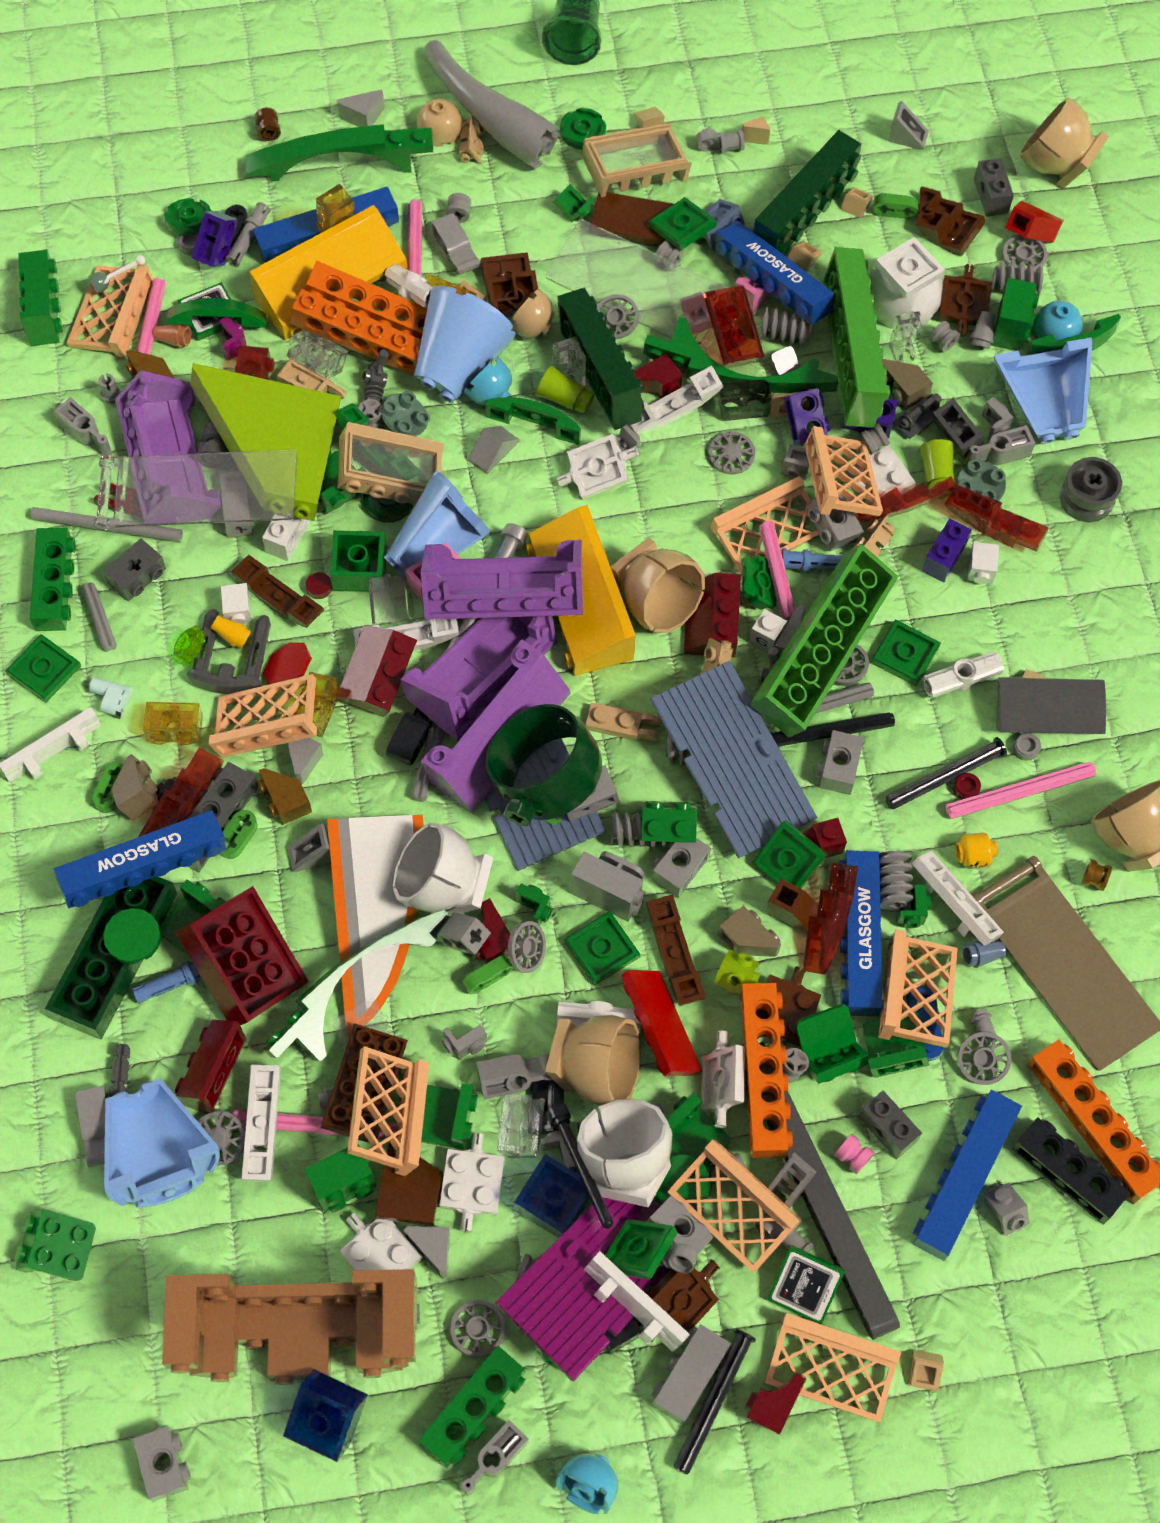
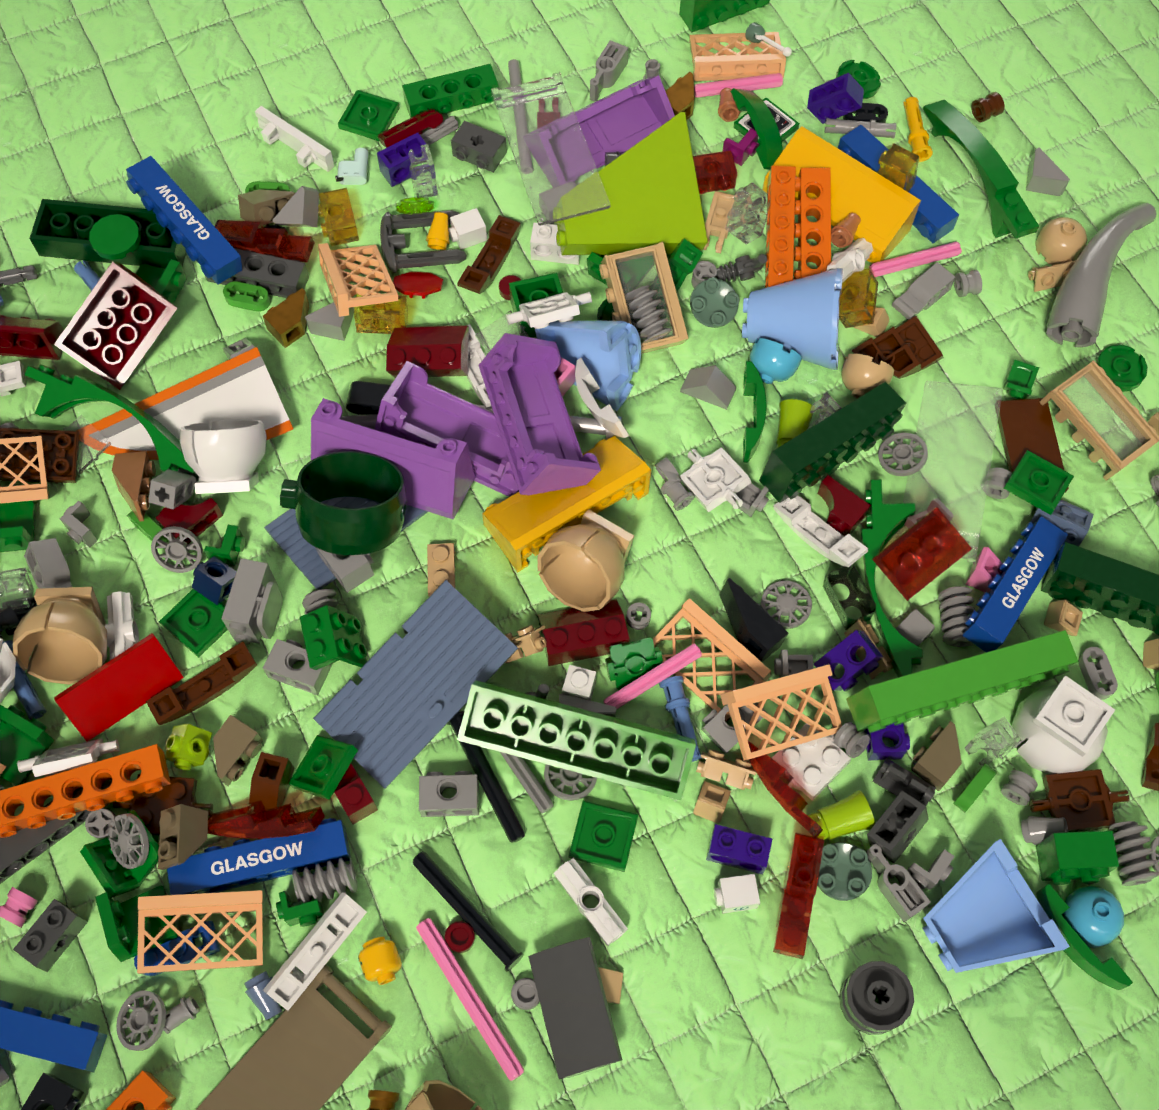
camera: 75 degrees right, 0 degrees up
(85, 628) = (410, 127): none -> dark red hinge
(128, 640) = (395, 160): none -> dark purple brick
(157, 621) = (423, 173): none -> clear hinge
(160, 754) = (300, 209): none -> light grey slope
(278, 190) = (918, 136): none -> yellow pin
(378, 276) = (844, 232): none -> nougat cone
(386, 540) = (549, 309): none -> white plate
(417, 460) = (647, 313): none -> light grey piece
(433, 976) = (133, 479): none -> medium nougat slope
(518, 526) = (606, 416): none -> white slope
(570, 918) = (213, 580): none -> dark blue brick
(595, 503) = (673, 485): none -> light grey connector
(712, 562) = (632, 610): none -> light grey bush
(744, 481) = (751, 623): none -> black slope
(822, 1033) = (128, 840): none -> light grey wheel
(833, 985) = (181, 834): none -> dark tan slope
(864, 243) = (1095, 673): none -> light grey beam
(898, 560) = (711, 802): none -> tan slope
(936, 367) = (975, 787): none -> bright green beam

